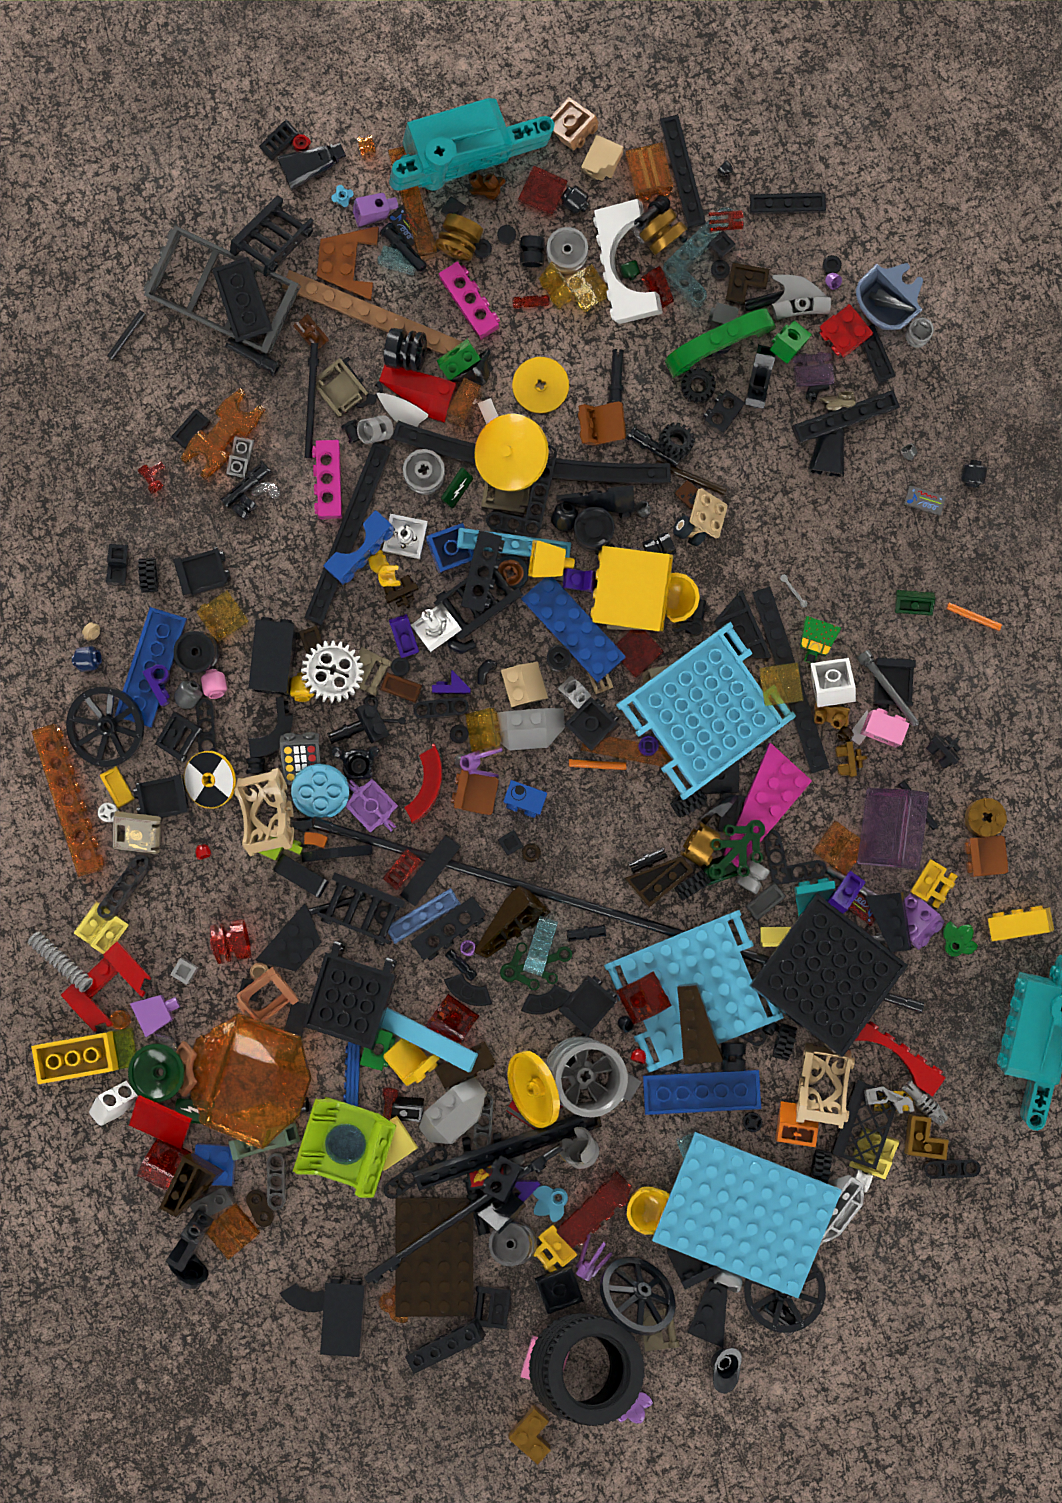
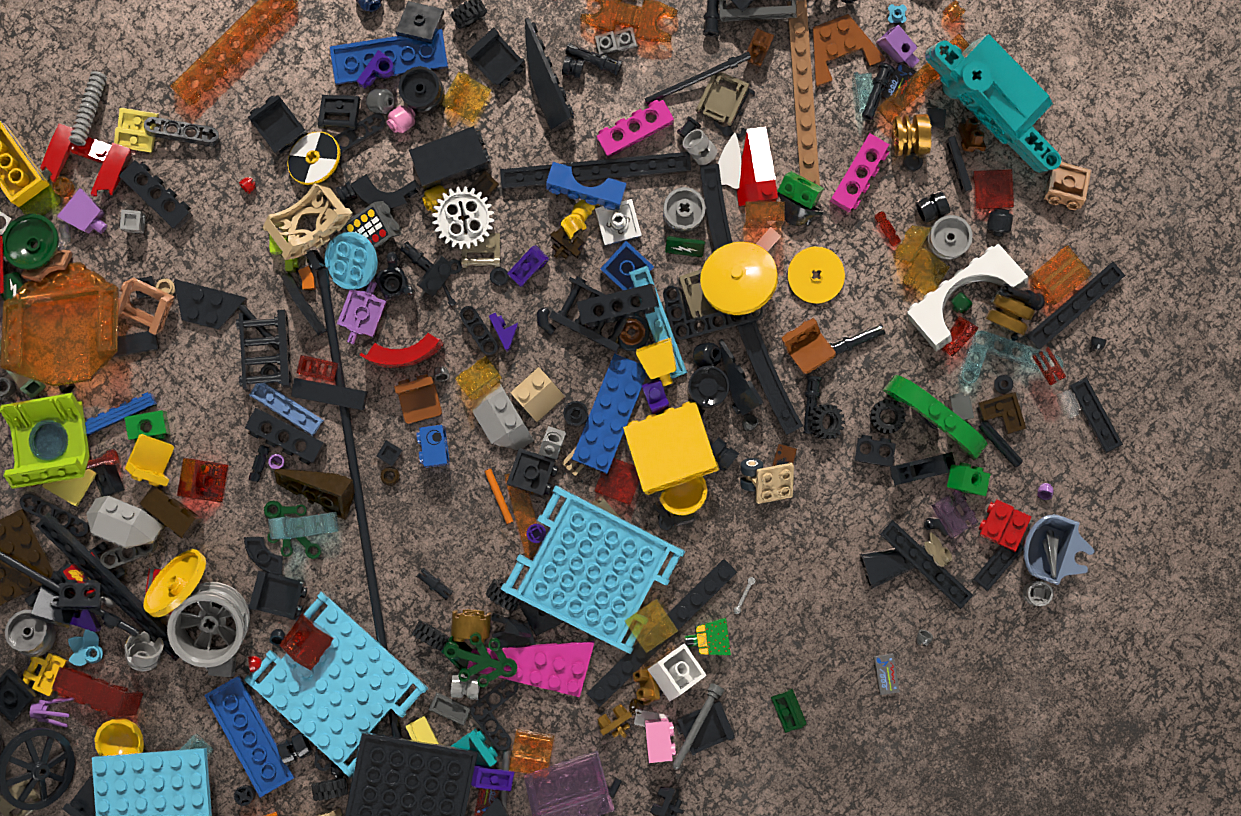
camera: 60 degrees right, 0 degrees up
(101, 726) = (314, 41): black wheel -> none
(104, 813) = (239, 81): white wheel -> none
(117, 787) = (268, 81): yellow tile -> none
(133, 623) = (419, 22): none -> black plate
(140, 943) = (132, 177): none -> black brick
(141, 832) = (237, 120): container -> none
(230, 941) = (178, 248): clear red wheel -> none
(246, 538) = (545, 83): none -> black wedge
(266, 487) = (600, 78): clear arm -> none
(300, 875) = (268, 281): black beam -> none
(350, 998) = (179, 380): black plate -> none
(401, 687) = (481, 287): reddish brown tile -> none
(405, 350) = (785, 137): black wheel -> none
(429, 1040) = (175, 462): medium azure tile -> none
(433, 624) = (551, 287): white plate -> none
(463, 738) = (469, 363): black plate -> none
(467, 992) = (237, 481): black tile -> none
(472, 761) = (443, 381): medium lavender plant -> none
(484, 669) = (534, 352): black arm -> none
(506, 210) = (958, 165): none -> black tile
(506, 234) = (936, 177): black tile -> none
(586, 933) = (341, 561): black pin -> none
(602, 158) = (1049, 227): tan piece -> none
(659, 880) = (420, 602): dark brown wedge -> none
(697, 480) = (801, 456): dark brown bar -> none
(697, 1032) = (295, 707): dark brown wedge -> none
(722, 244) = (1026, 374): black panel -> none
(745, 626) = (688, 567): black wing -> none
(766, 221) = (1068, 404): none -> clear brick
(797, 289) = (1018, 461): light grey pin -> none
(831, 264) = (1059, 483): black tile -> none
(973, 474) = (933, 706): black head -> none
(973, 616) = (803, 771): orange bar -> none

